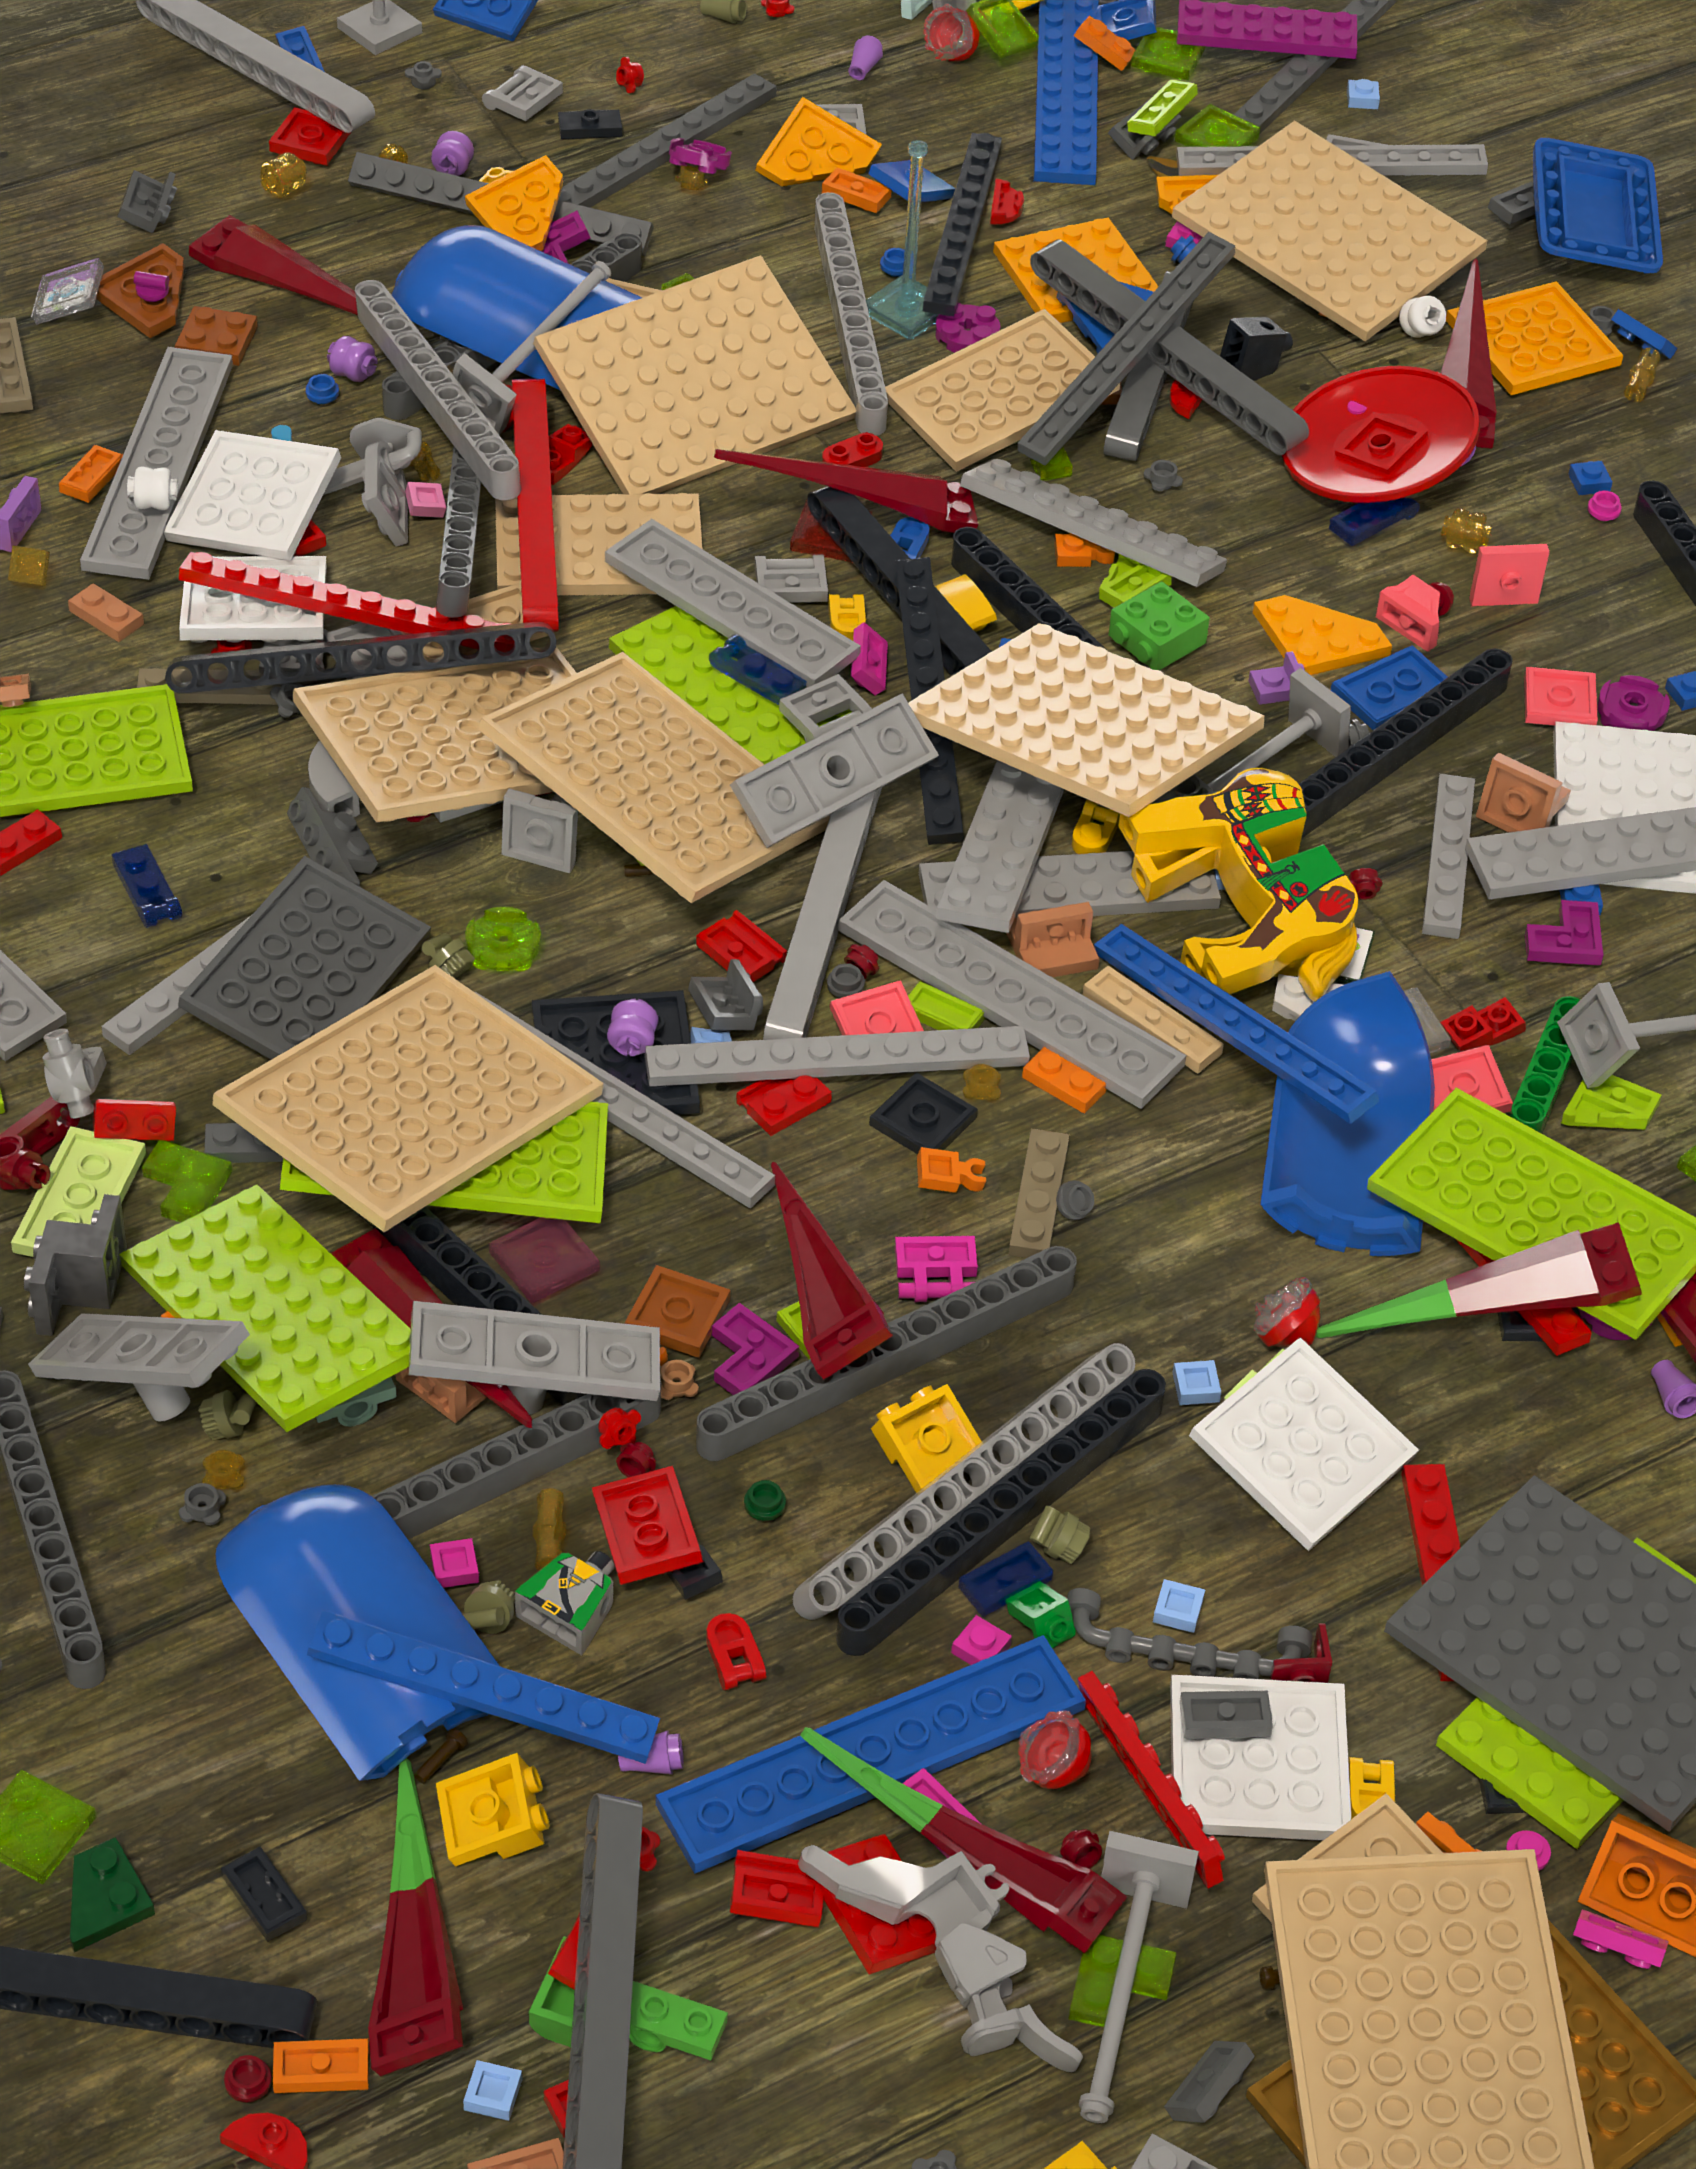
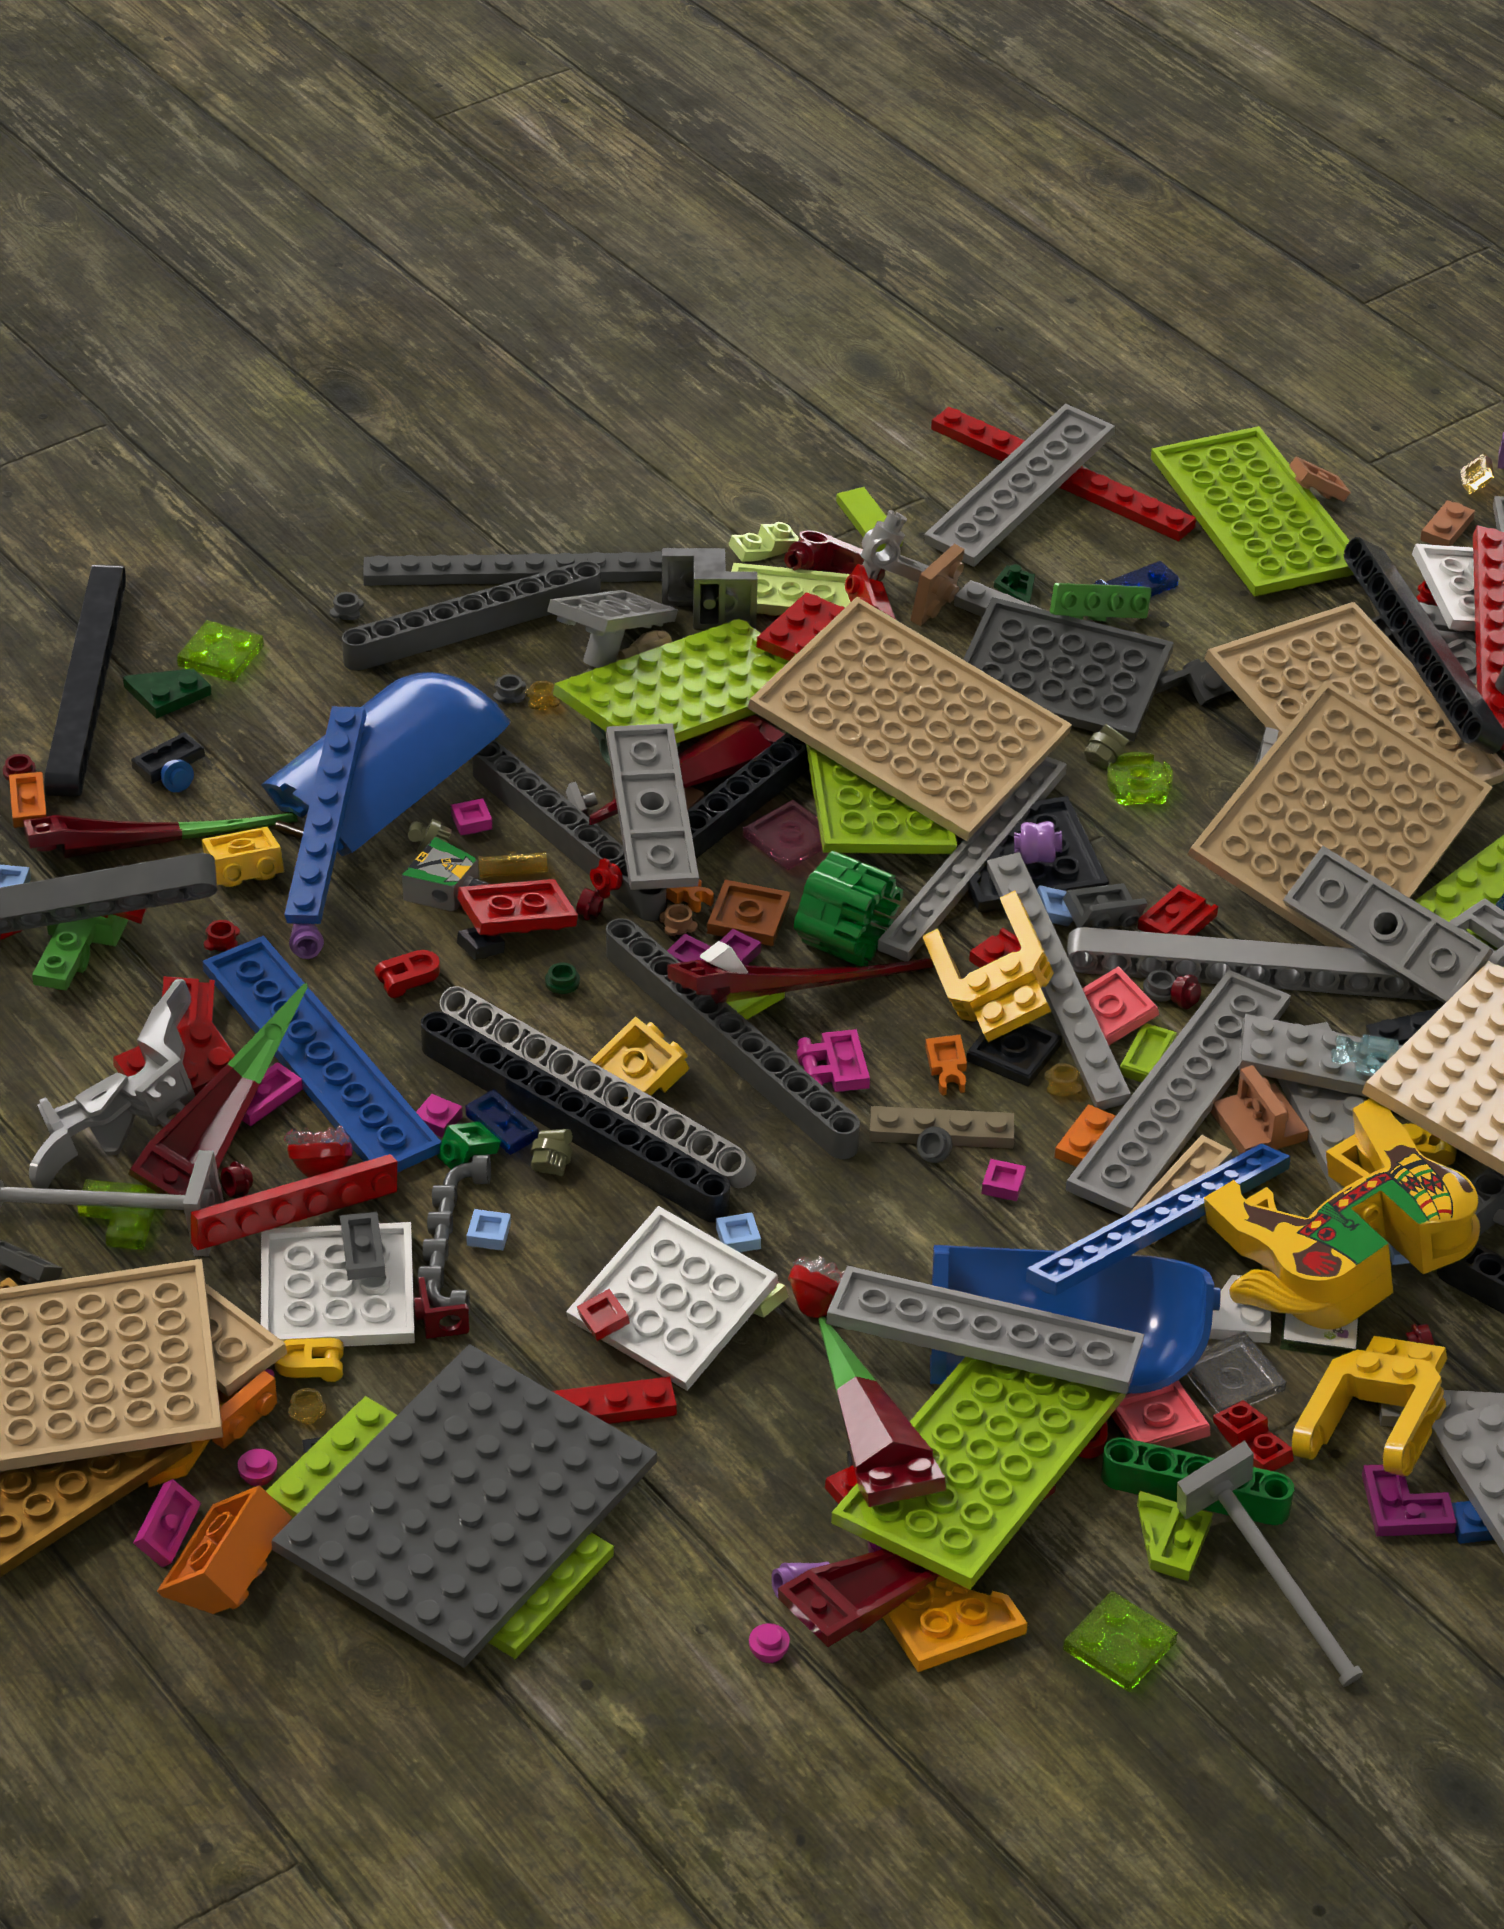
camera: 85 degrees right, 5 degrees down
(117, 988) = (1015, 583): none -> dark green piece
(132, 1046) = (938, 585): none -> medium nougat plate
(185, 1181) = (797, 626): none -> red plate
(203, 918) = (1100, 601): none -> bright green bracket
(307, 1883) = (177, 775): none -> blue plate
(445, 1447) = (581, 802): none -> light grey piece
(723, 1208) = (841, 905): none -> green piece
(822, 1313) = (724, 957): none -> white slope
(875, 1097) = (1004, 991): none -> yellow plate
(1024, 819) = (1367, 1054): none -> clear light blue plate
(1130, 1152) = (1003, 1180): none -> dark pink plate
(1339, 1501) = (603, 1314): none -> plate
(1391, 1179) = (986, 1329): none -> light grey plate
(1426, 901) = (1385, 1373): none -> yellow plate
(1444, 1790) = (306, 1406): none -> clear yellow plate

